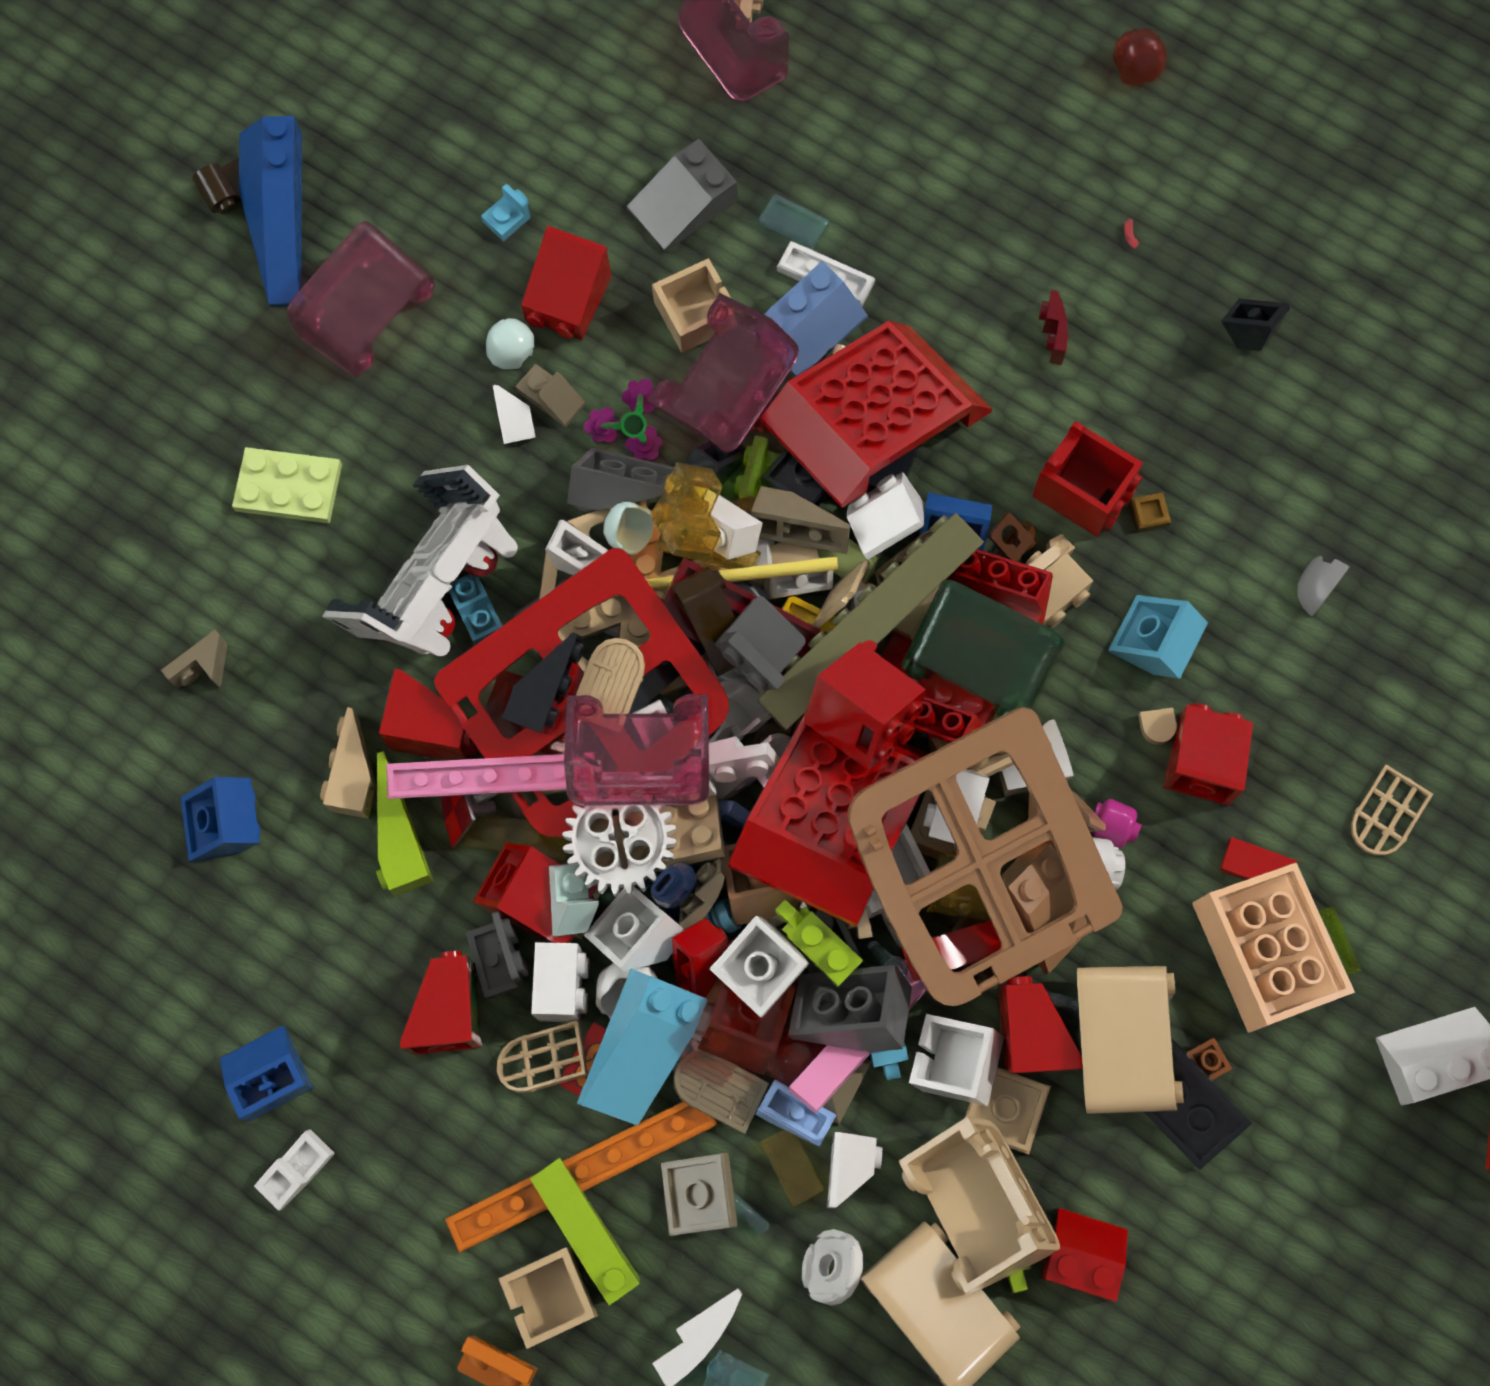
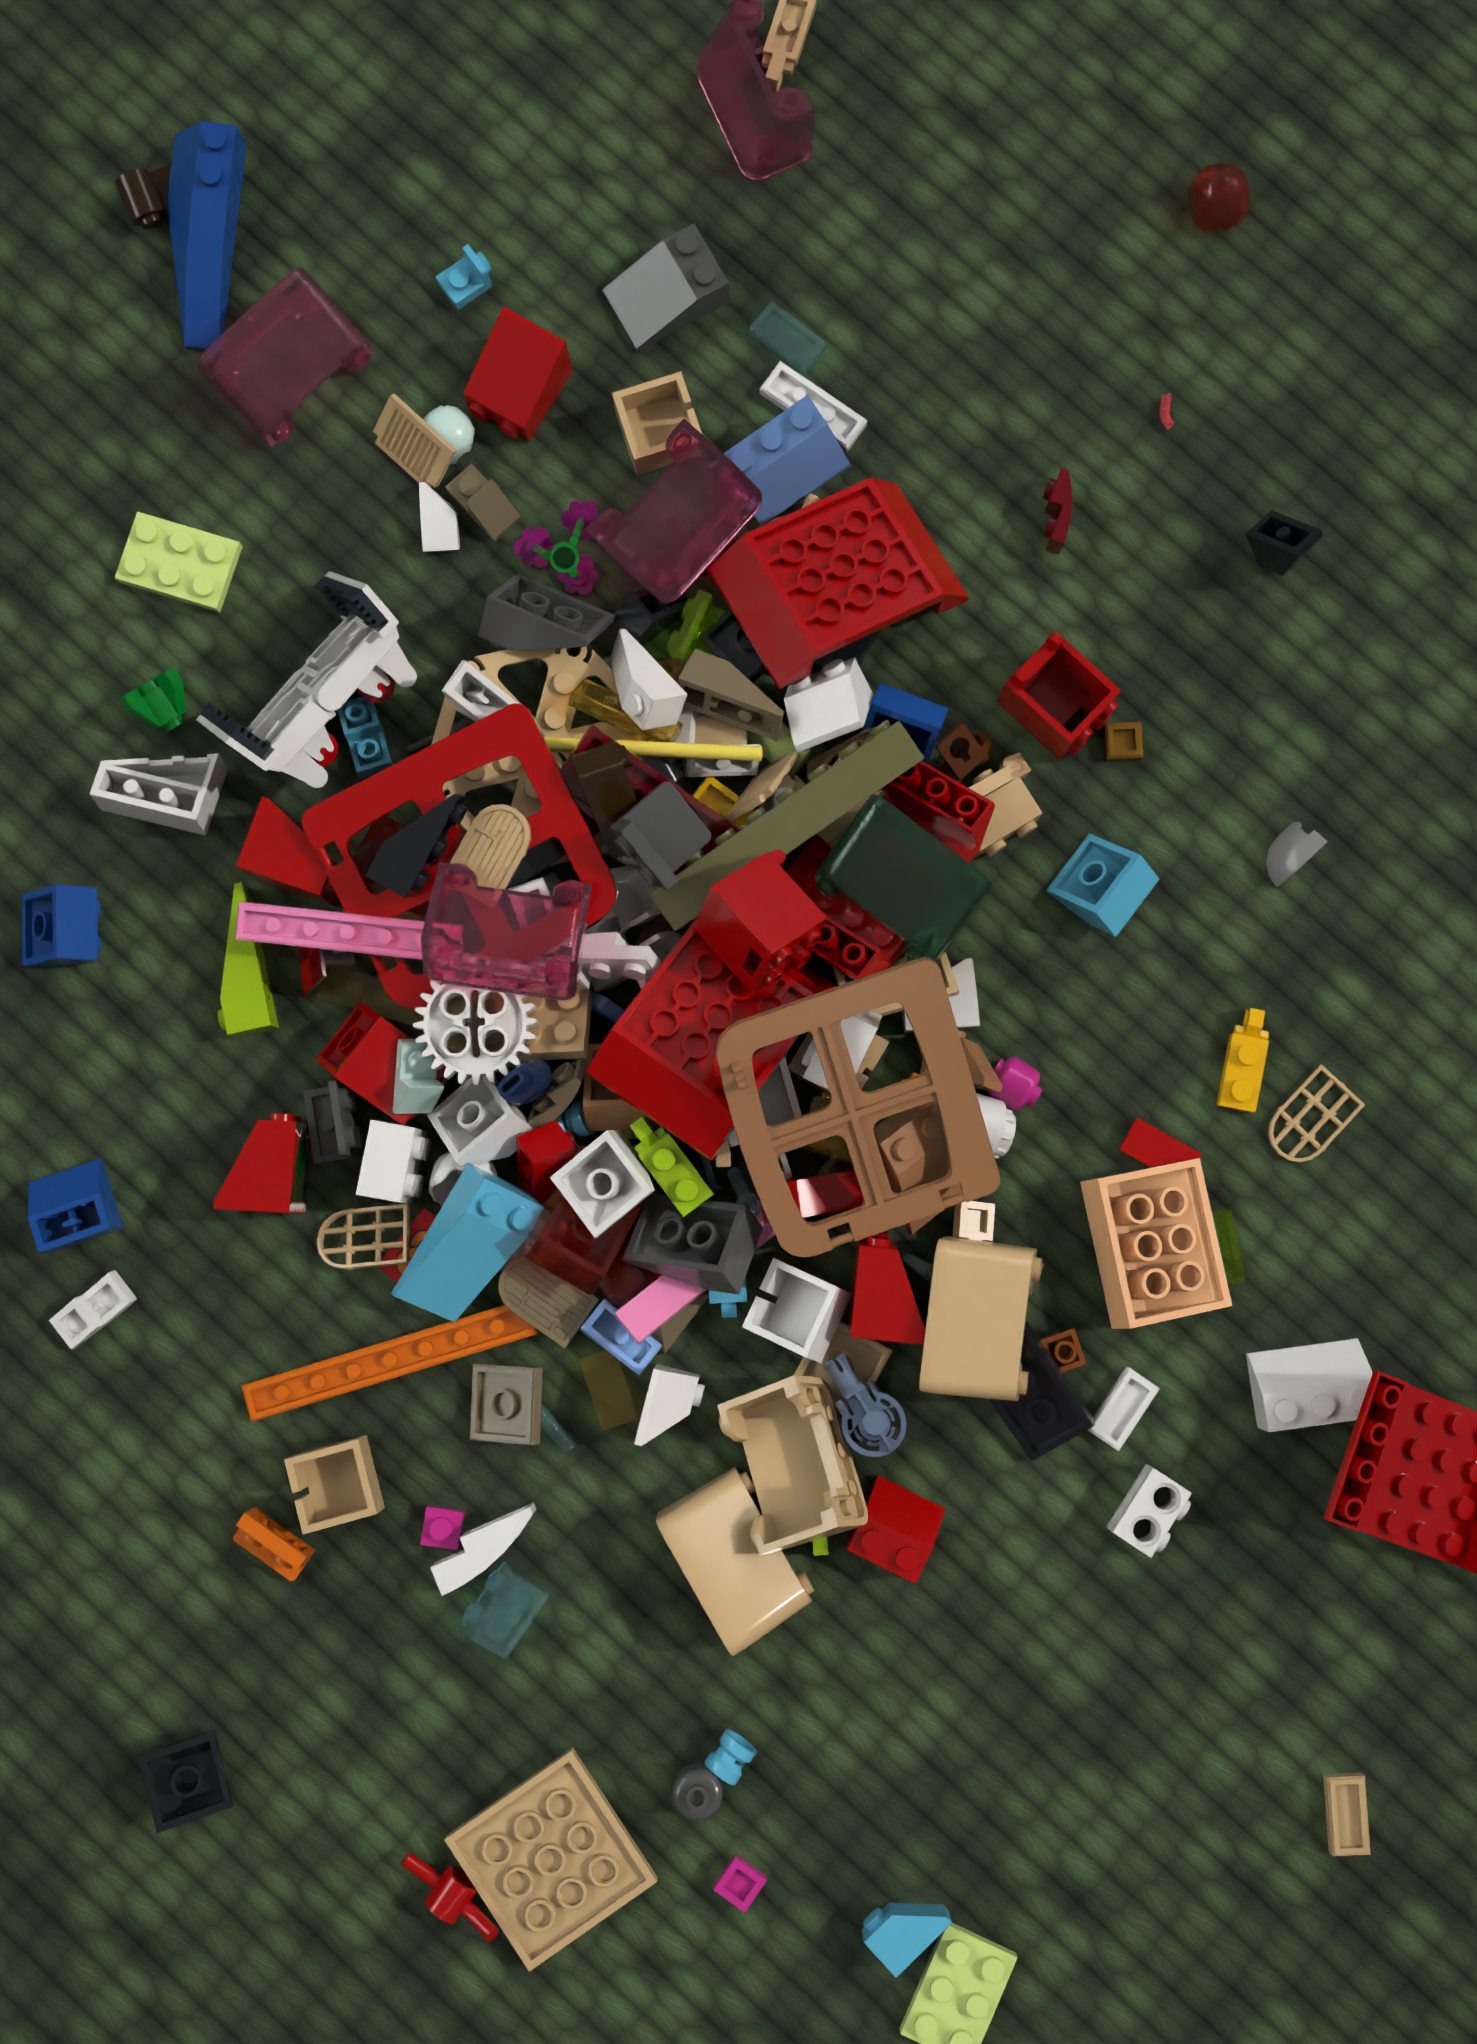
camera: 10 degrees right, 10 degrees up
(205, 655) = (64, 744): dark tan slope -> none
(286, 605) = (159, 701): none -> green brick
(299, 683) = (163, 792): none -> white wedge
(351, 779) = (206, 898): tan slope -> none
(482, 353) = (413, 443): none -> tan window
(585, 1232) = (383, 1424): lime slope -> none
(628, 527) = (540, 676): light aqua hair -> none
(656, 1325) = (442, 1527): none -> dark pink plate
(686, 509) = (604, 671): clear yellow brick -> none
(847, 1269) = (645, 1505): white tile -> none
(1033, 1141) = (870, 1416): none -> sand blue pin
(1102, 951) = (974, 1220): none -> plate
(1158, 725) = (1083, 983): tan tile -> none
(1209, 754) = (1131, 1024): red slope -> none
(1273, 1106) = (1123, 1408): none -> white tile
(1310, 1193) = (1140, 1505): none -> white brick
(1317, 774) = (1244, 1064): none -> yellow hinge

